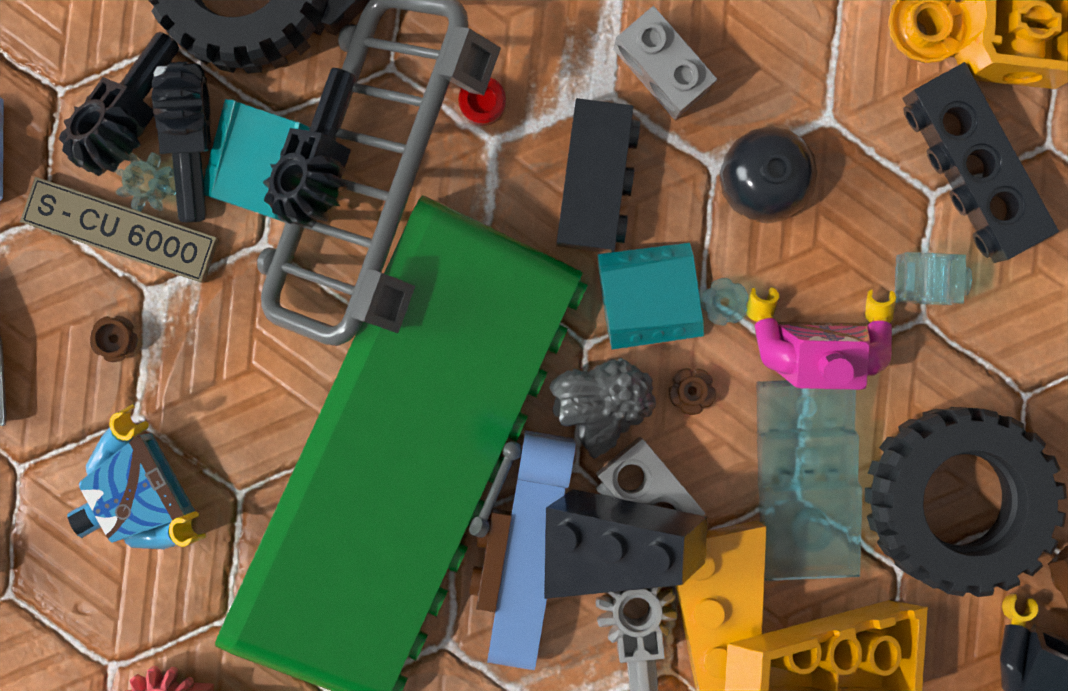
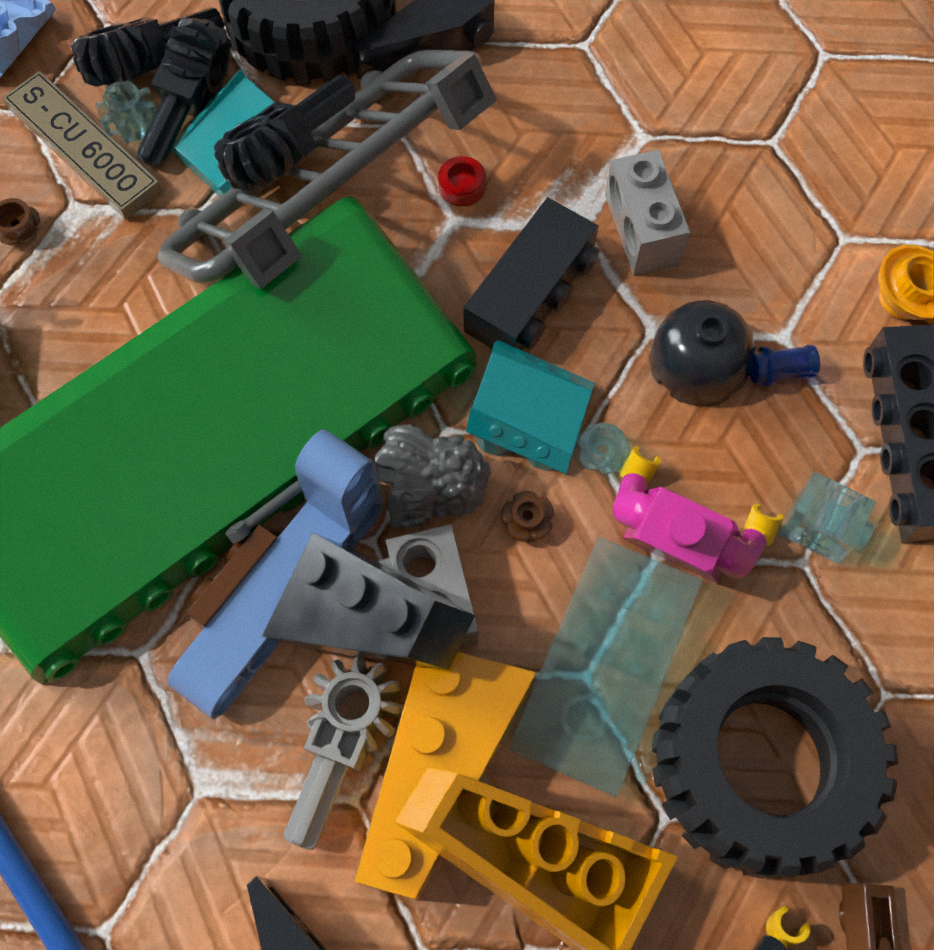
camera: 30 degrees right, 20 degrees down
(841, 152) = (784, 364): none -> clear blue pin

